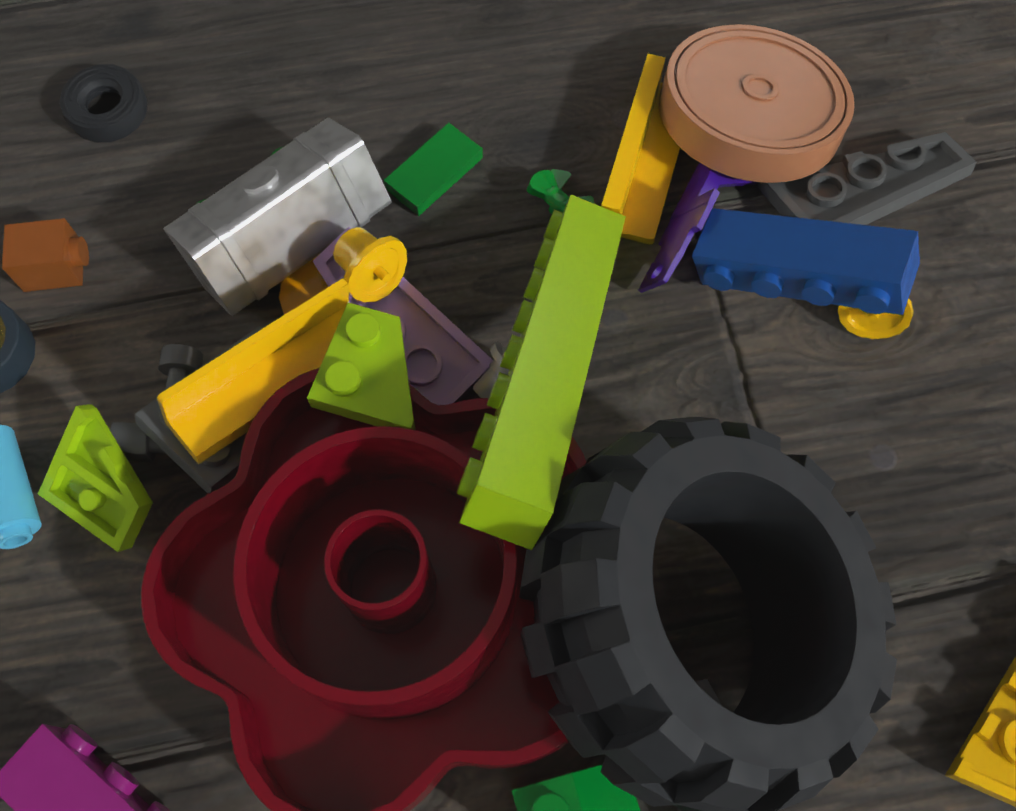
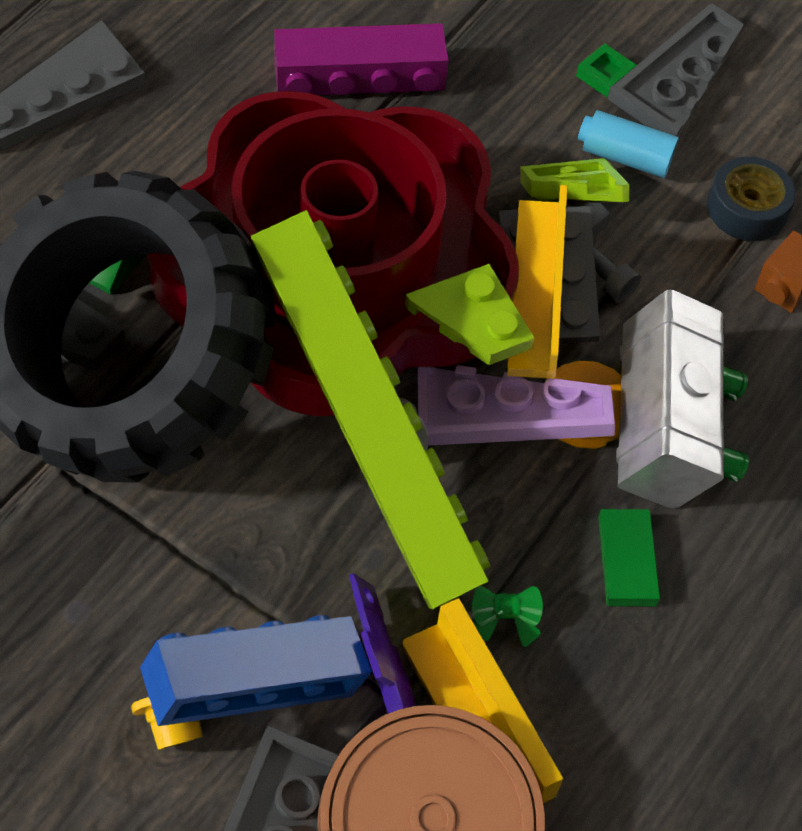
camera: 130 degrees right, 10 degrees down
(370, 264) = (564, 396): yellow piece -> none

